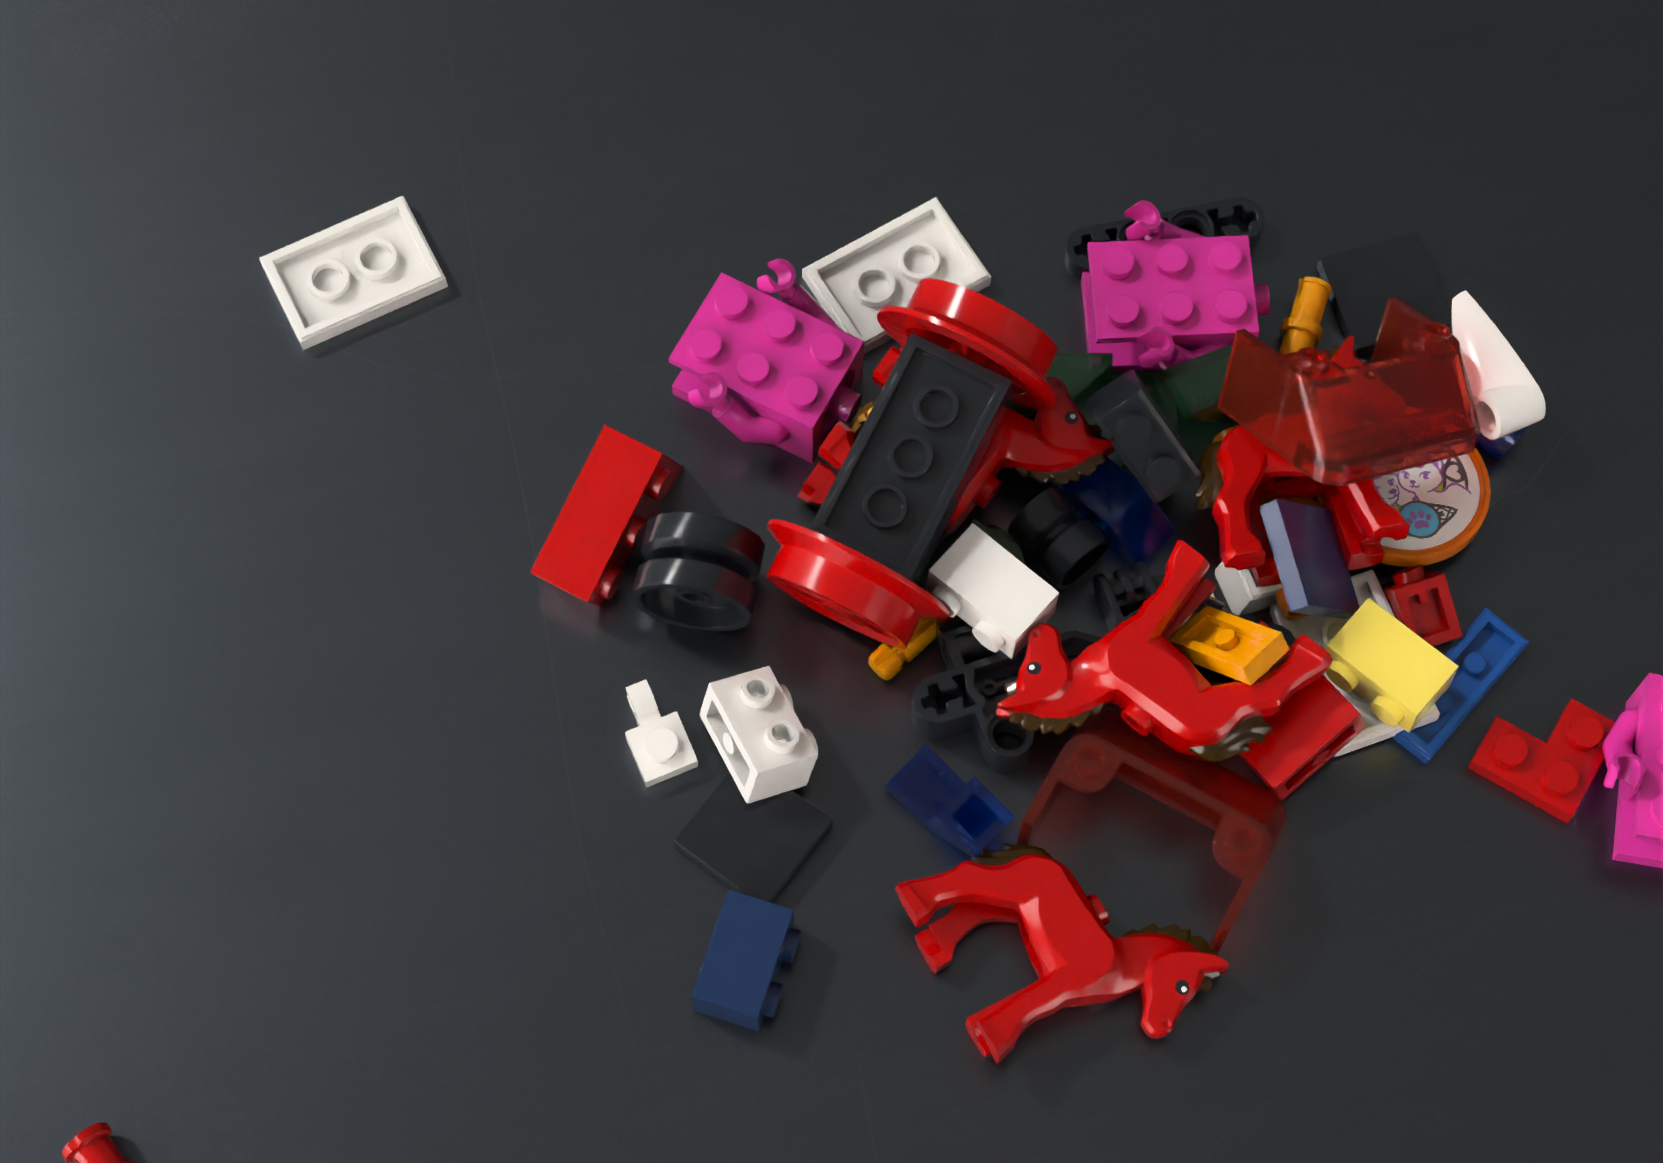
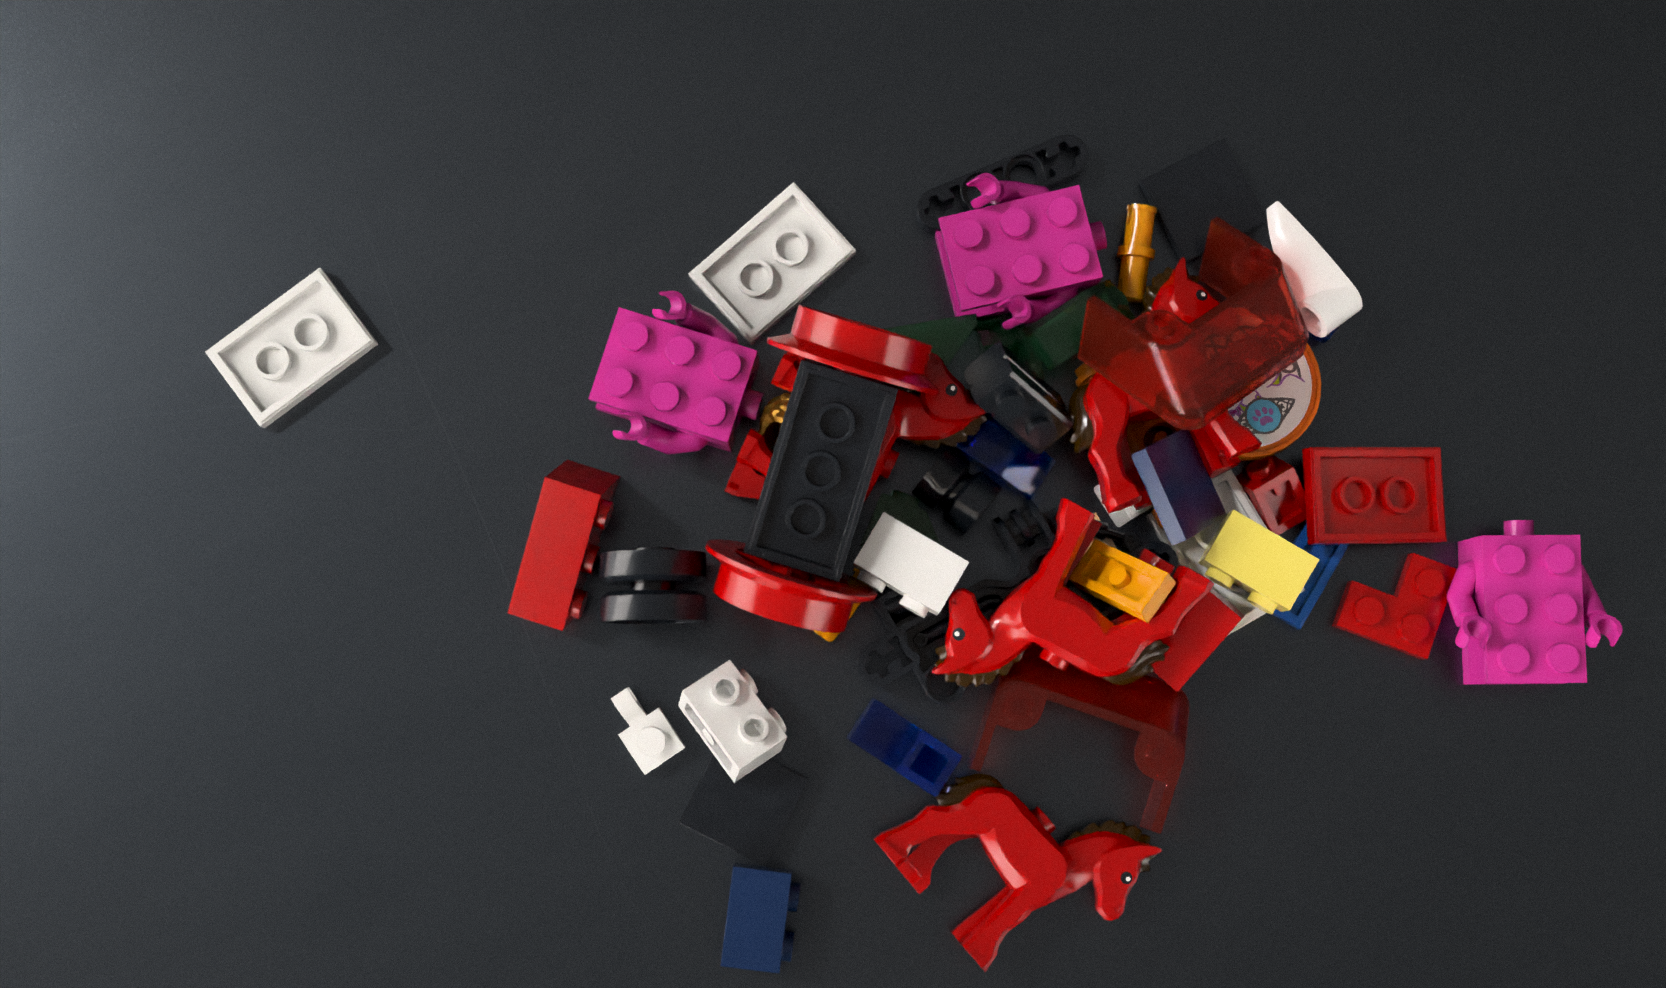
camera: 10 degrees left, 15 degrees up
(1534, 627) = (1374, 495): none -> red tile

